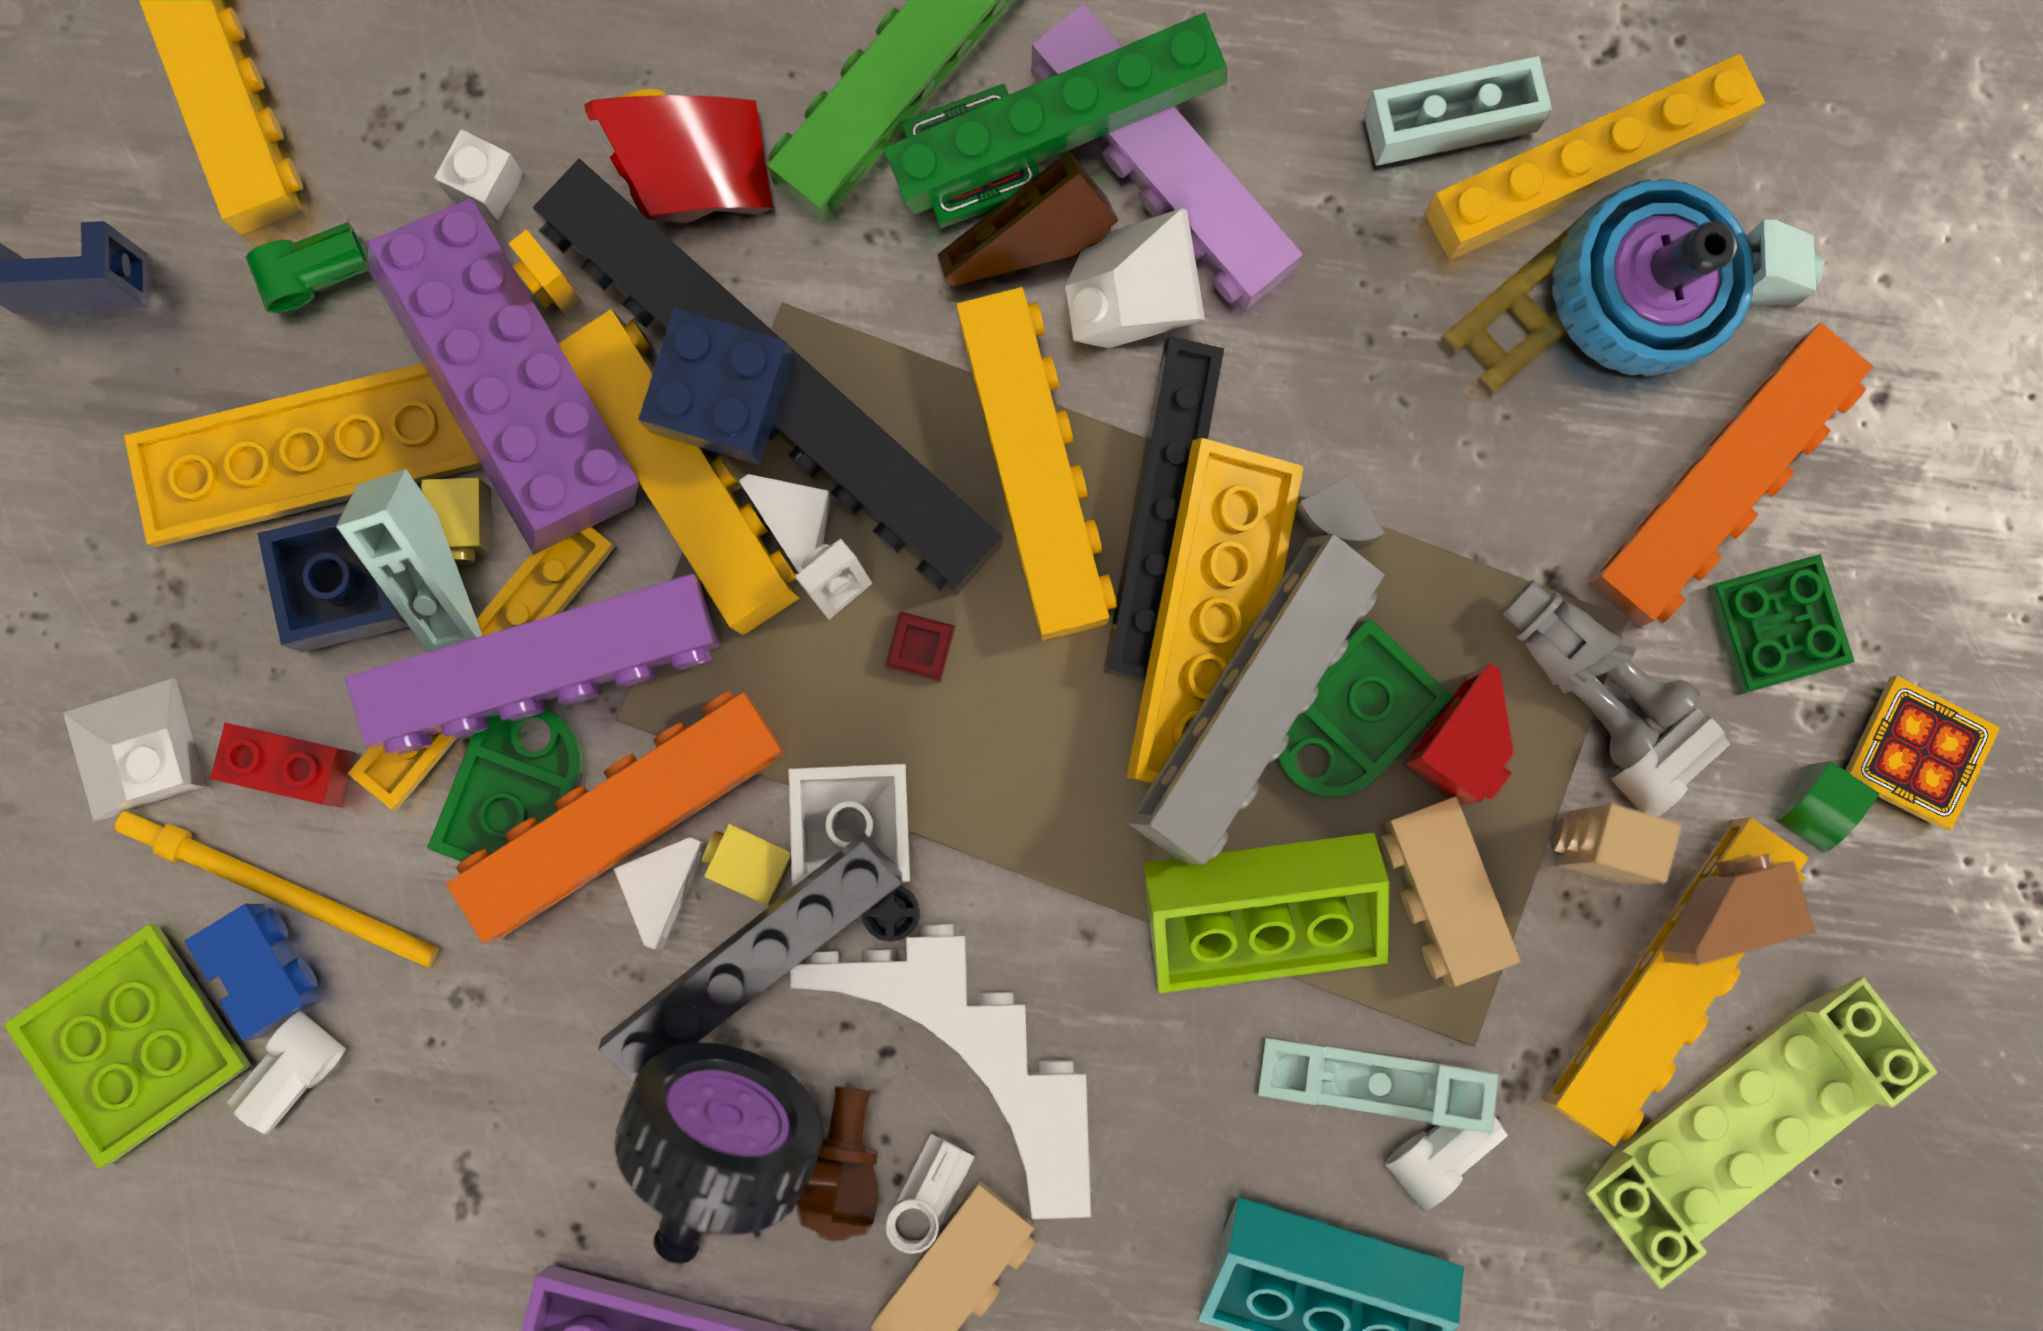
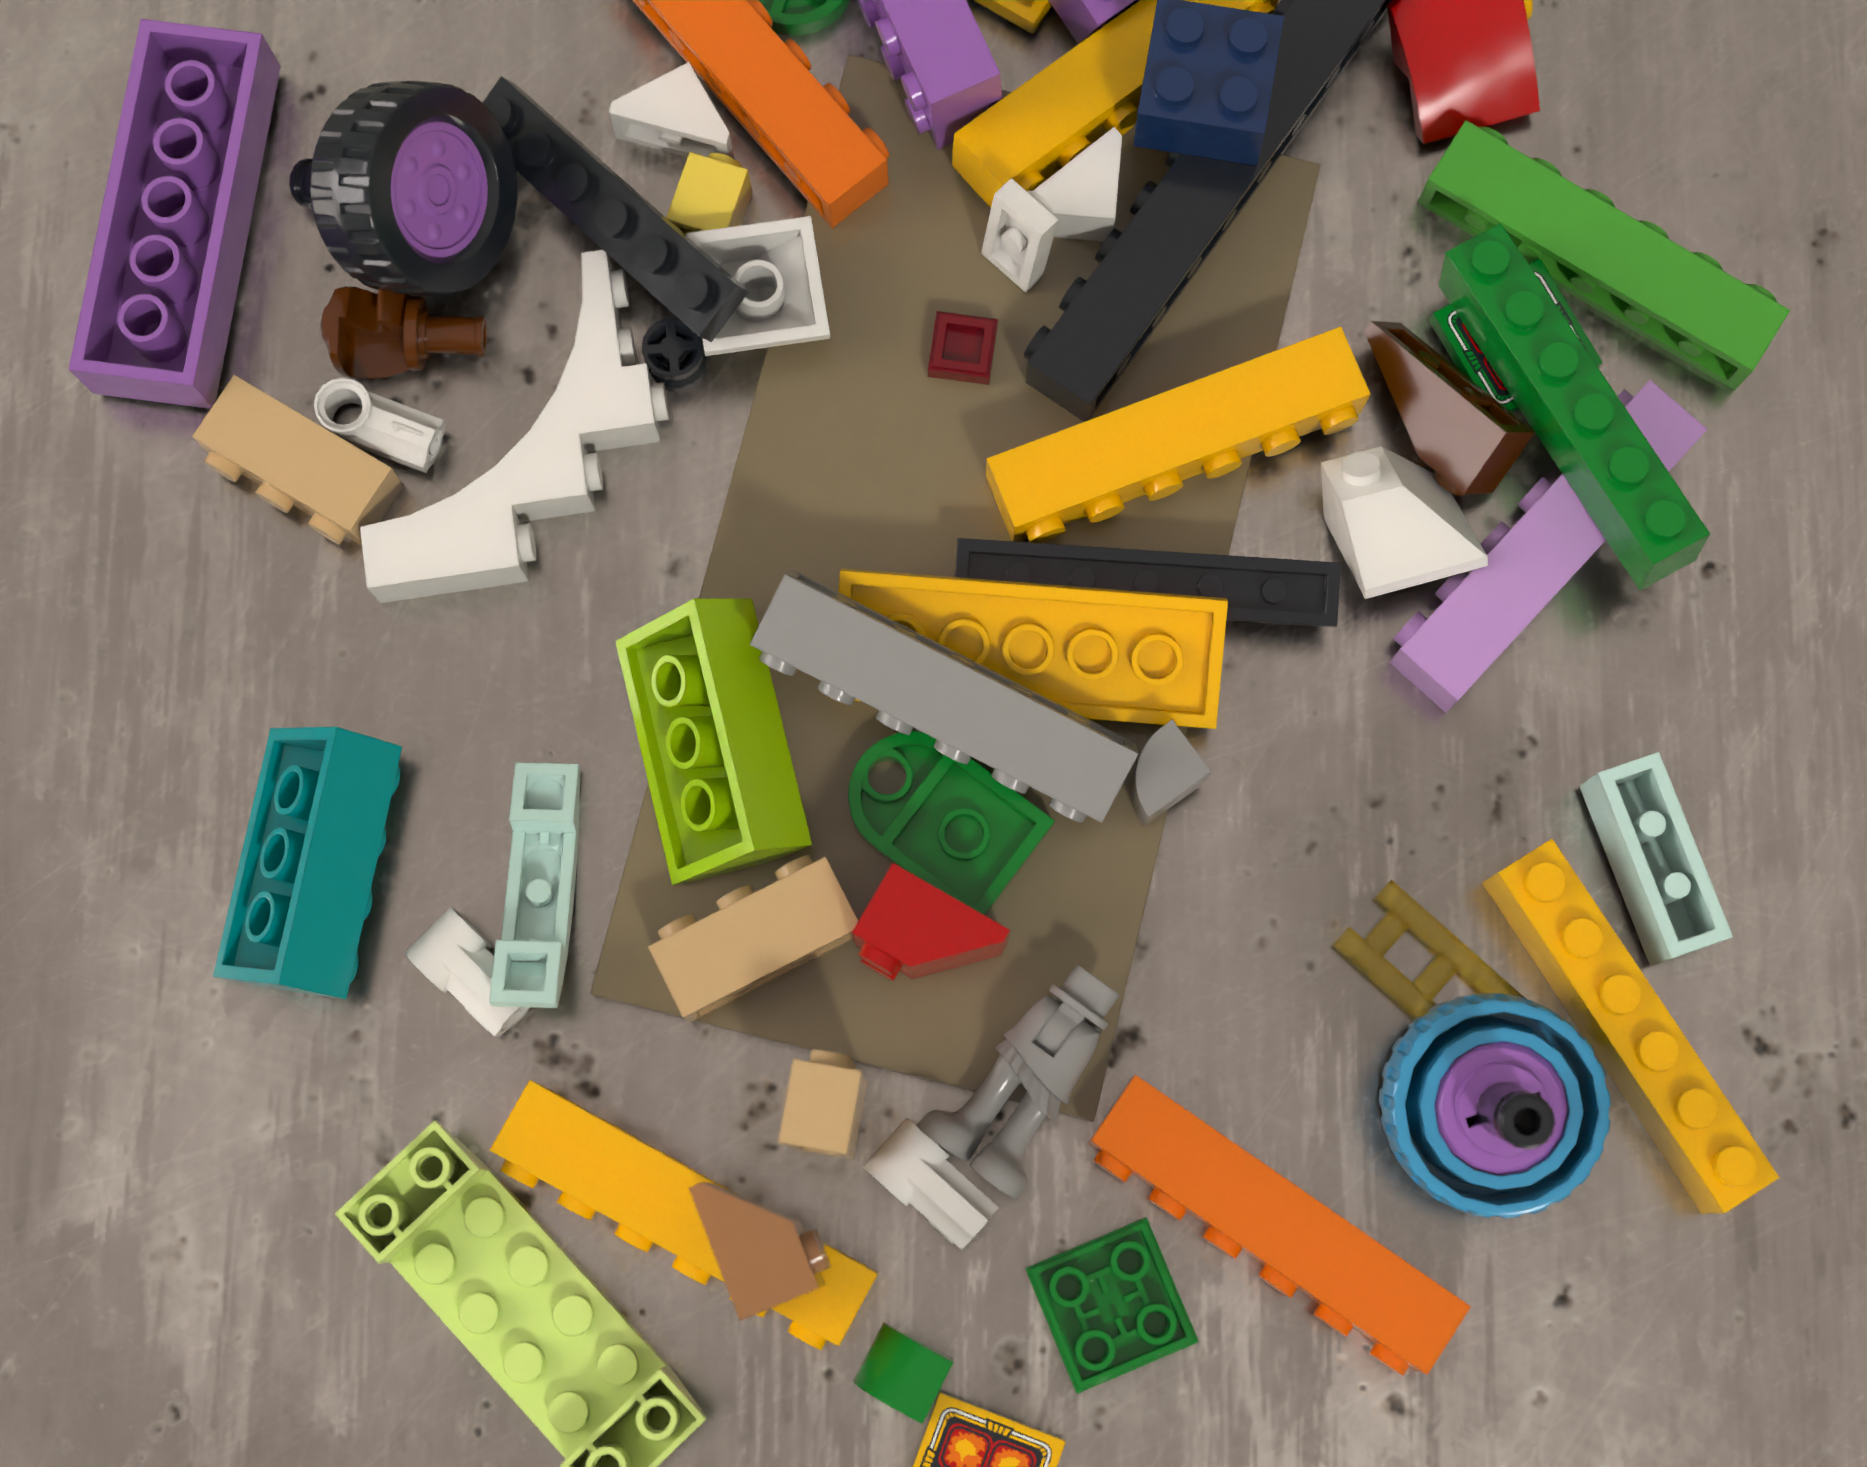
camera: 85 degrees right, 5 degrees down
(1783, 264) = (1532, 1254): light aqua slope -> none

